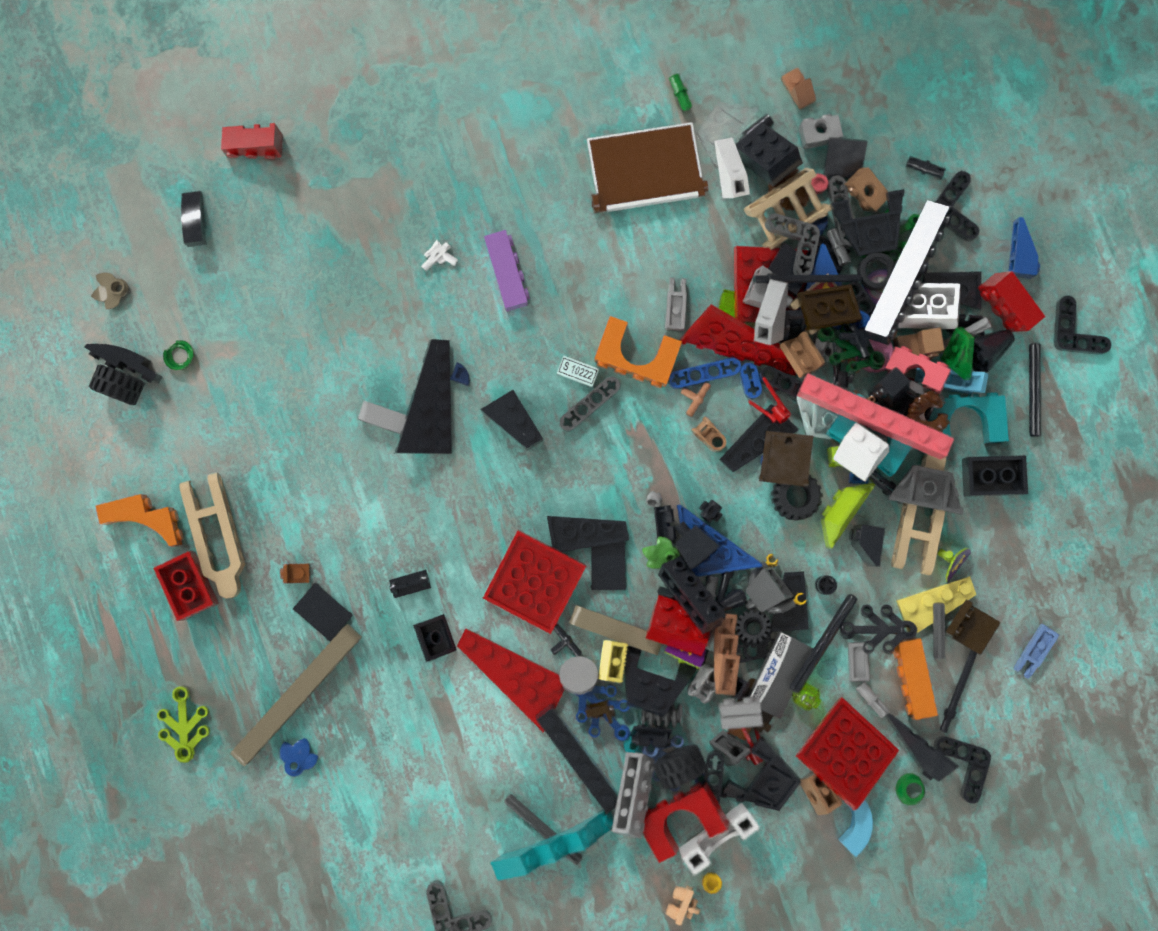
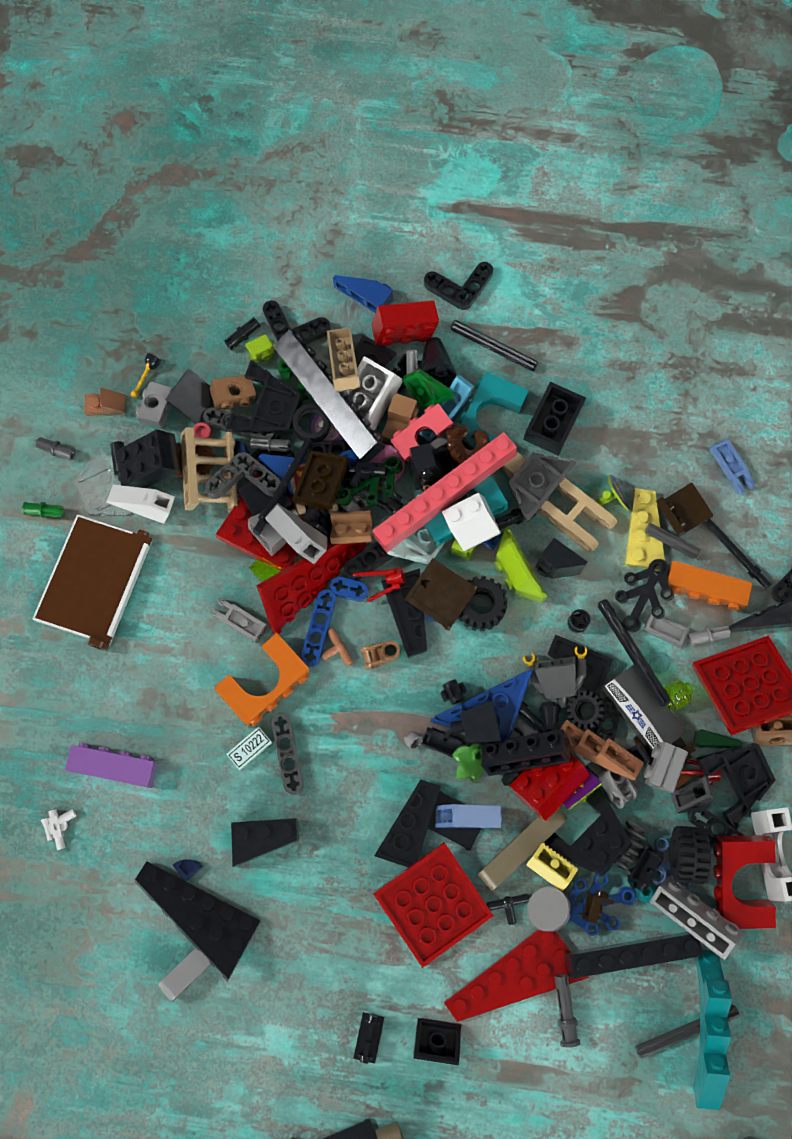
camera: 55 degrees left, 10 degrees down
(502, 730) = (567, 1020): none -> dark grey pin
(617, 574) = (467, 816): none -> medium blue slope
(737, 70) = (55, 448): none -> dark grey axle
(783, 741) = (708, 739): none -> dark green slope
(856, 106) = (151, 362): none -> hinge
(919, 191) = (260, 349): none -> lime brick
(947, 267) = (343, 359): none -> tan piece

